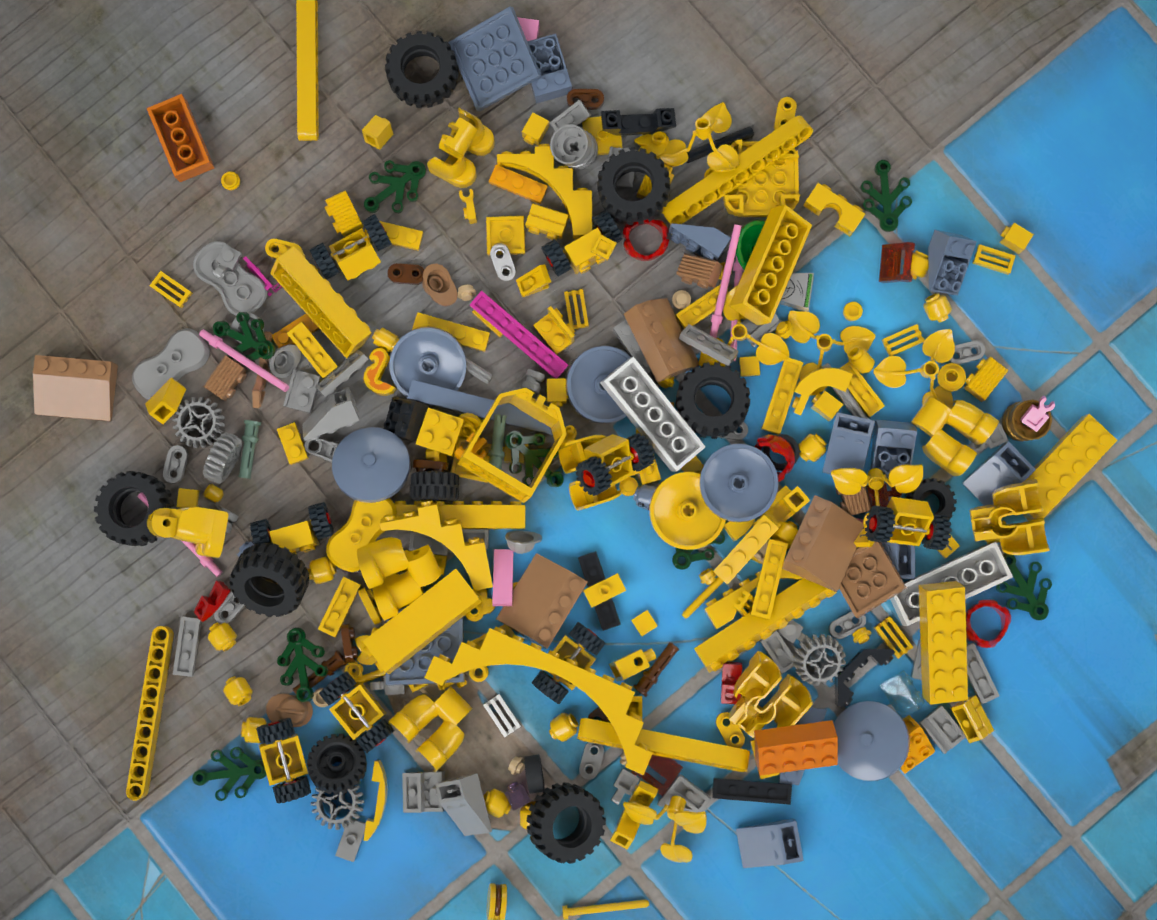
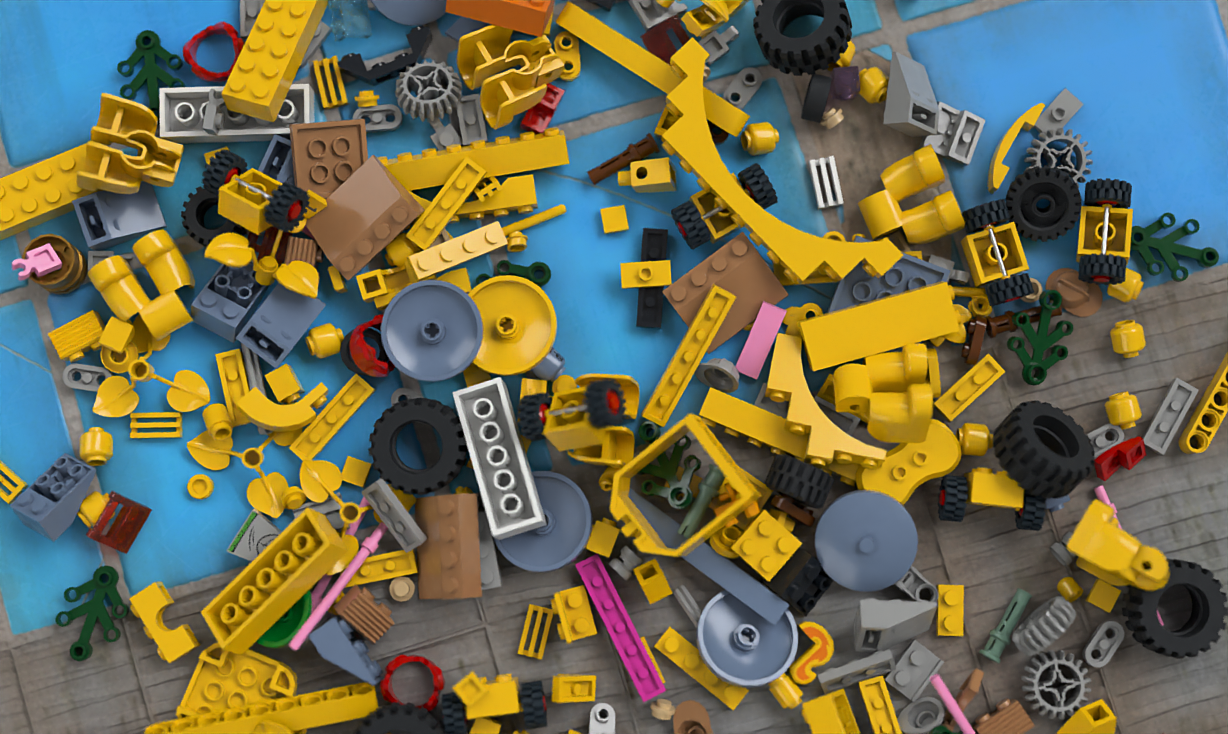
camera: 160 degrees left, 0 degrees up
(509, 375) = (652, 581): none -> yellow brick
(549, 544) = (688, 355): none -> yellow plate
(821, 492) = (337, 280): none -> yellow tile
(959, 388) = (117, 335): none -> yellow slope
(963, 570) = (213, 115): none -> light grey plate

